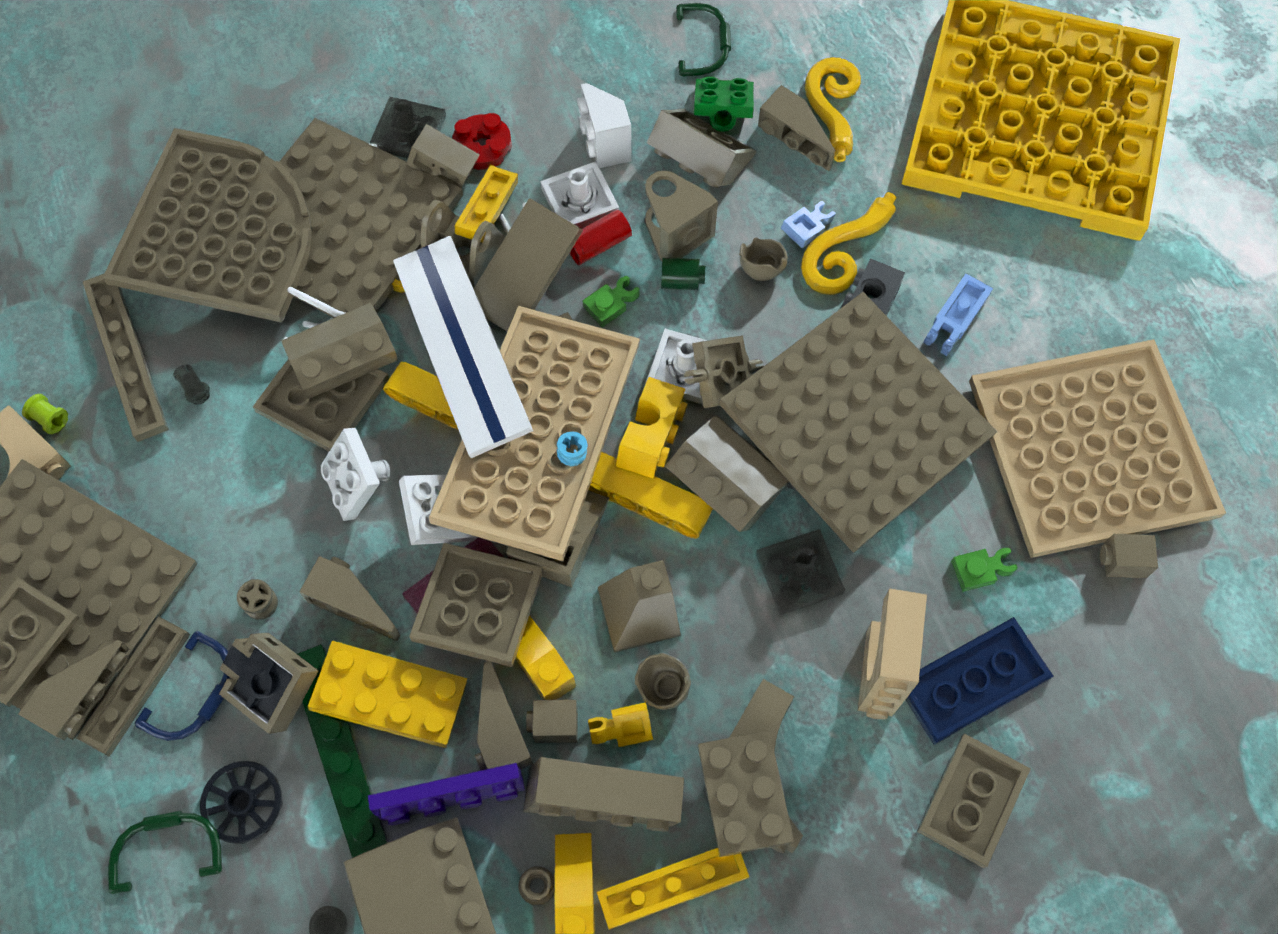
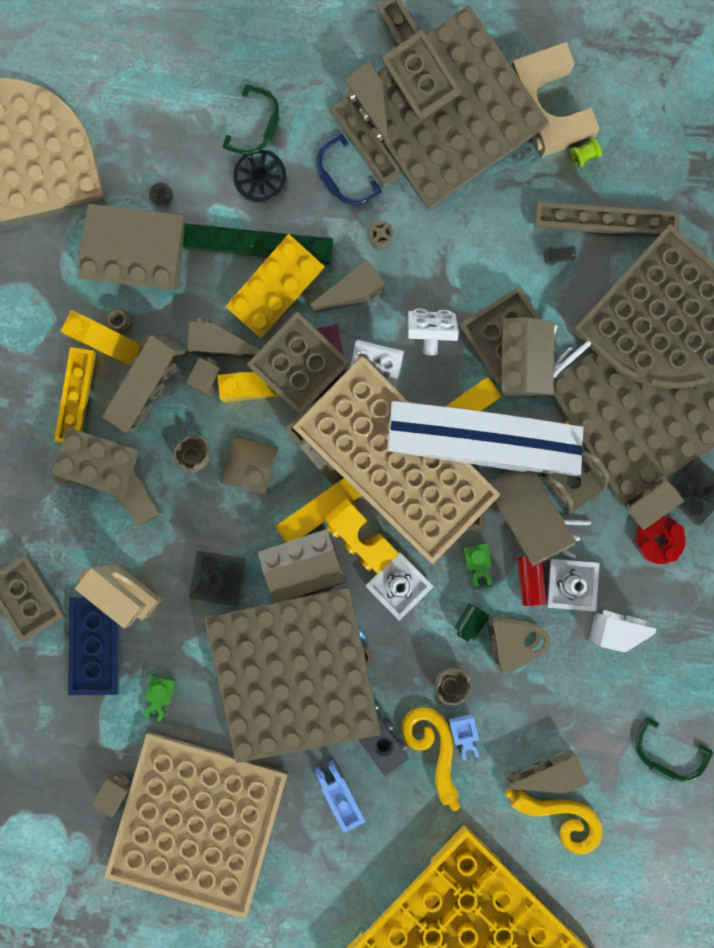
camera: 115 degrees right, 20 degrees up
(266, 680) = (320, 216): piece -> none
(436, 796) = (194, 283): dark purple plate -> none
(486, 201) = (600, 515): yellow plate -> none
(565, 441) = (364, 479): medium azure bush -> none
(628, 726) = (179, 417): yellow plate -> none
(699, 147) = (570, 695): dark tan slope -> none
(720, 368) = (375, 605): dark tan plate -> none
(729, 95) = (600, 734): green plate -> none

